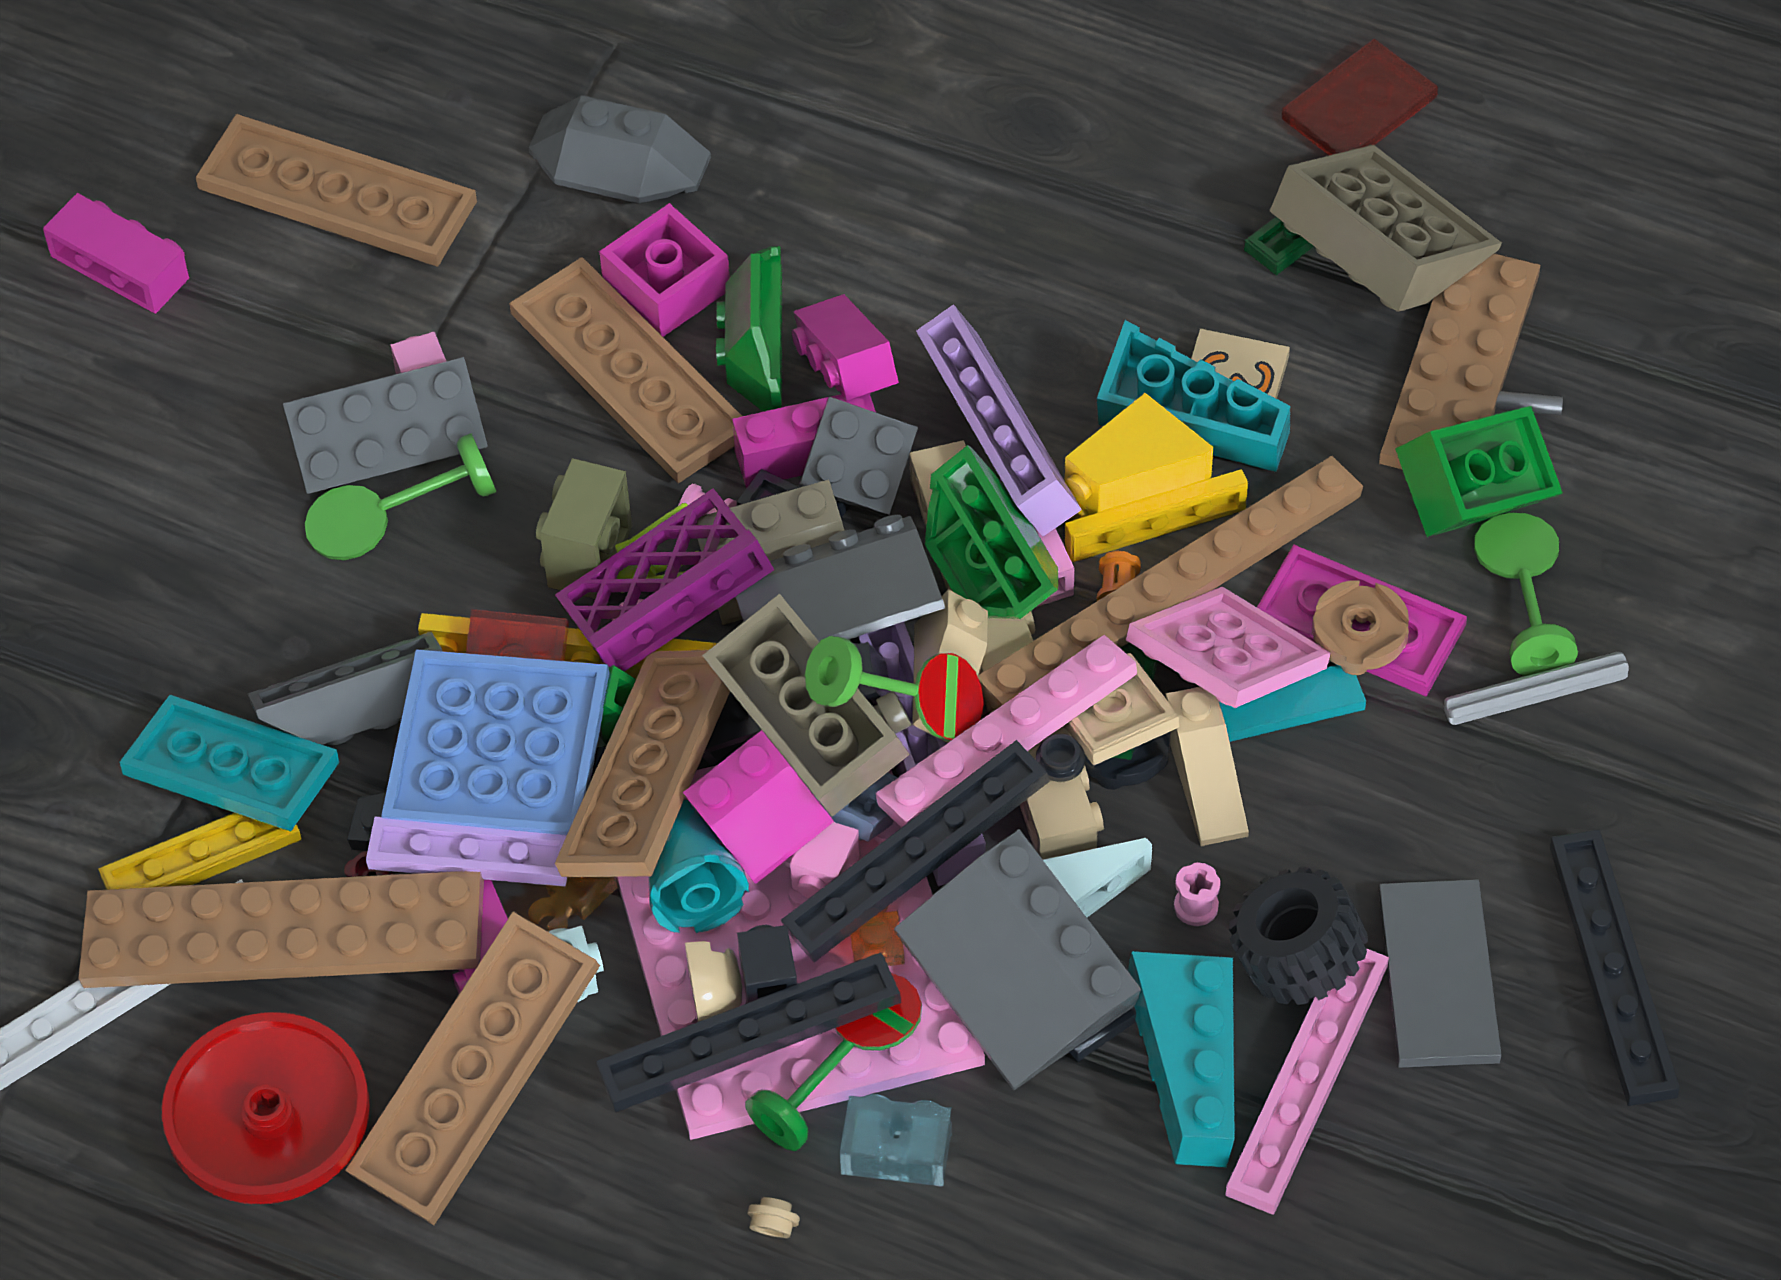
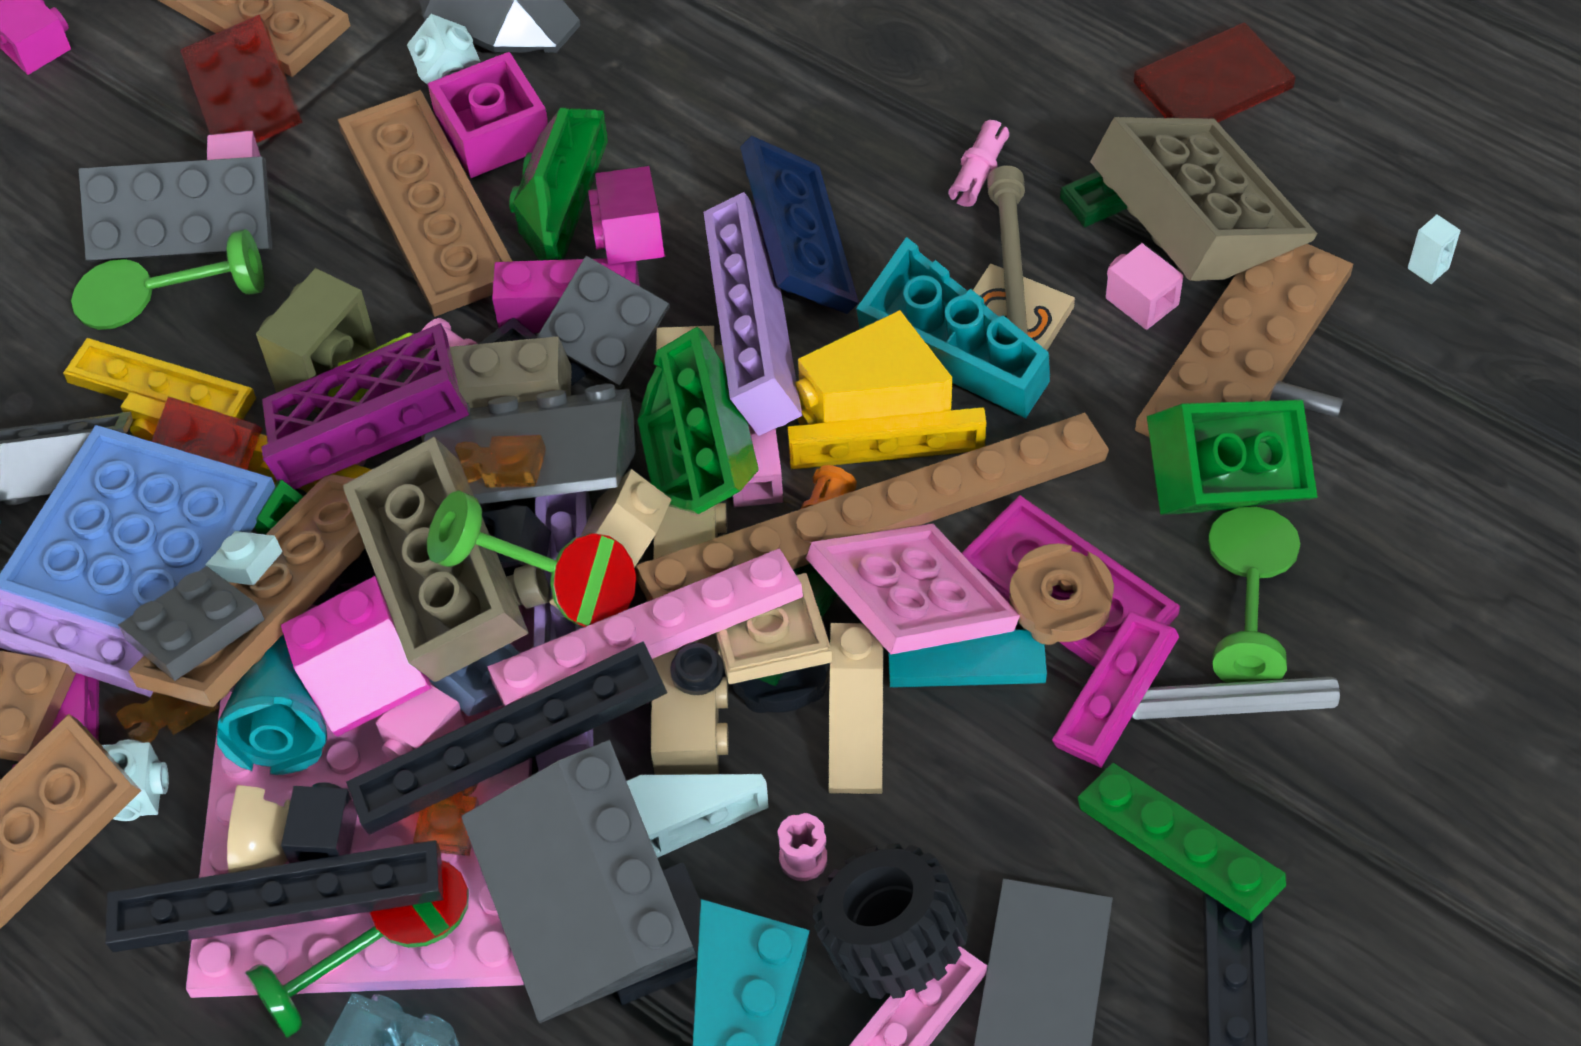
camera: 15 degrees right, 0 degrees up
(394, 282) = (241, 81): none -> clear red plate
(404, 598) = (121, 371): none -> yellow tile
(592, 214) = (441, 49): none -> light aqua brick
(597, 808) = (190, 622): none -> dark grey plate
(615, 742) = (245, 557): none -> light aqua plate
(833, 605) = (505, 463): none -> clear orange plate
(1009, 326) = (798, 225): none -> dark blue plate
(1159, 230) = (978, 163): none -> bright pink pin
(1194, 253) = (1006, 190): none -> dark tan piece
(1351, 323) = (1143, 285): none -> bright pink brick
(1432, 700) = (1115, 688): none -> dark pink tile
(1525, 818) = (1182, 842): none -> green plate
(1611, 237) = (1433, 249): none -> light aqua piece

